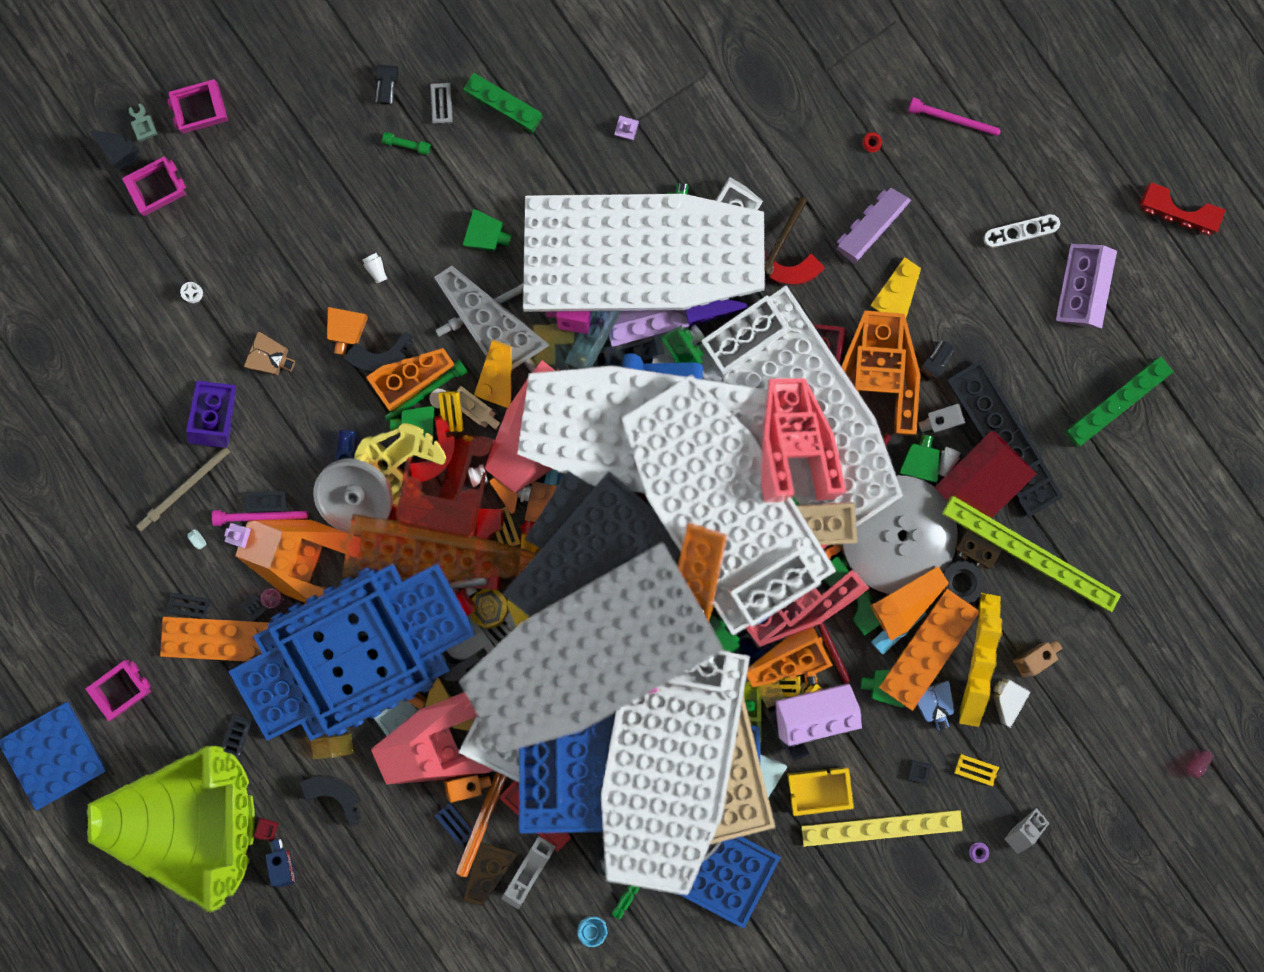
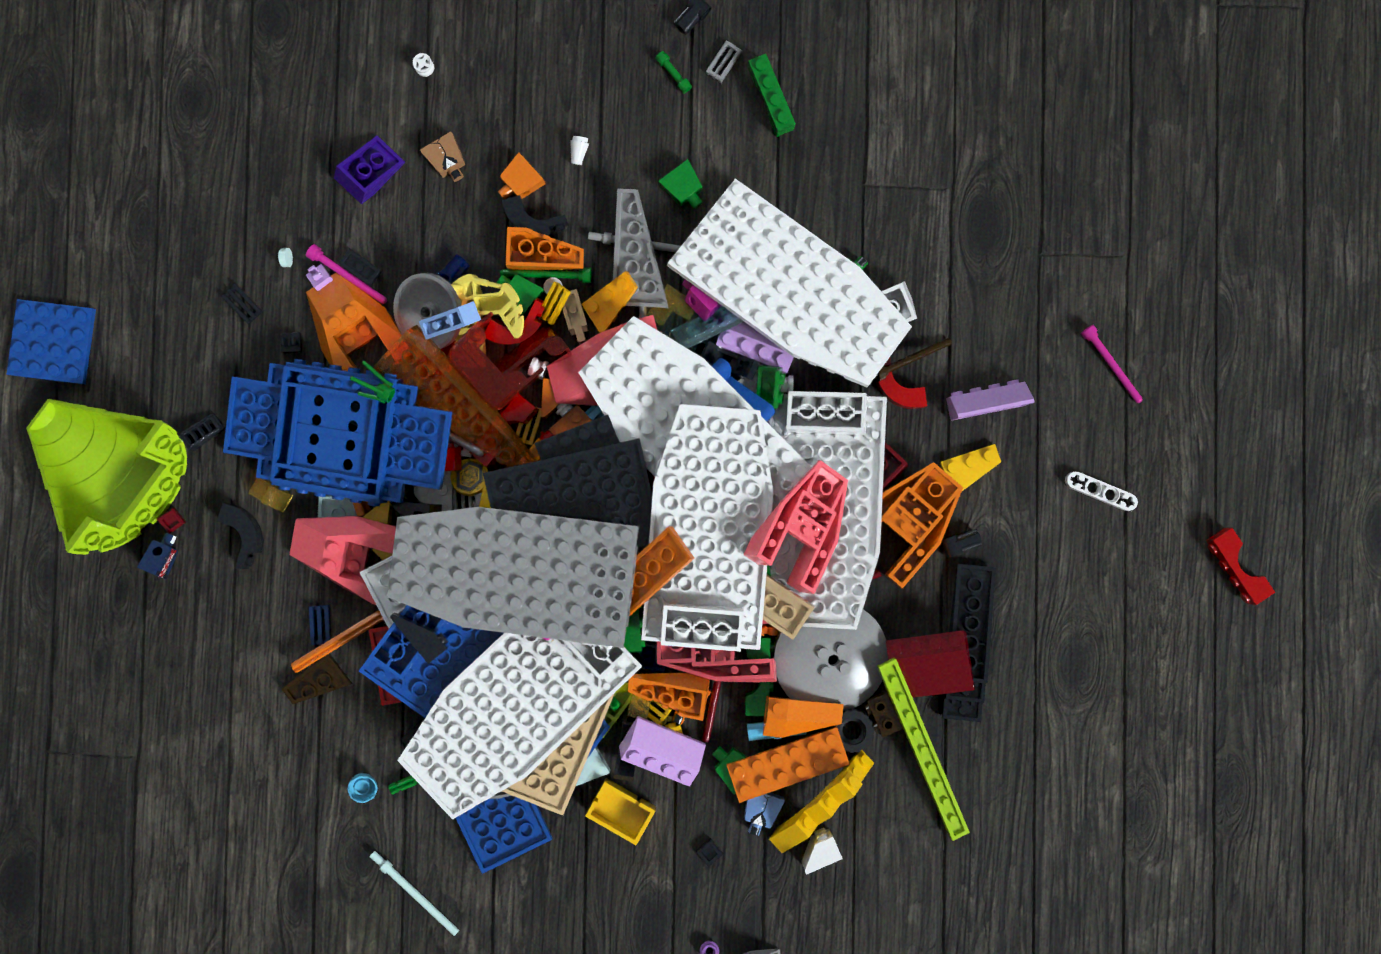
camera: 30 degrees right, 0 degrees up
(102, 701) = (119, 328): dark pink window -> none
(154, 514) = (268, 214): dark tan bar -> none
(210, 638) = (238, 340): orange plate -> none
(271, 601) = (305, 343): clear pink wheel -> none
(370, 588) = (384, 391): none -> green plant
(380, 489) = (450, 320): none -> light blue slope
(457, 790) = (339, 602): orange torso -> none
(528, 872) = (345, 705): light grey arch -> none
(555, 764) = (423, 638): none -> black slope
(626, 128) = (852, 185): lavender tile -> none
(713, 311) = (815, 375): dark purple slope -> none
(872, 136) = (1040, 333): red plate -> none
(881, 828) = (648, 875): light yellow plate -> none
(921, 461) = (890, 612): green torso -> none
(948, 460) = (911, 627): white cone -> none
(952, 417) = (940, 596): light grey torso -> none
(992, 775) = (764, 898): yellow tile -> none
(1037, 658) = (867, 834): medium nougat torso -> none
(1086, 285) = (1121, 570): lavender slope -> none
(1118, 402) = (1079, 680): green arch -> none

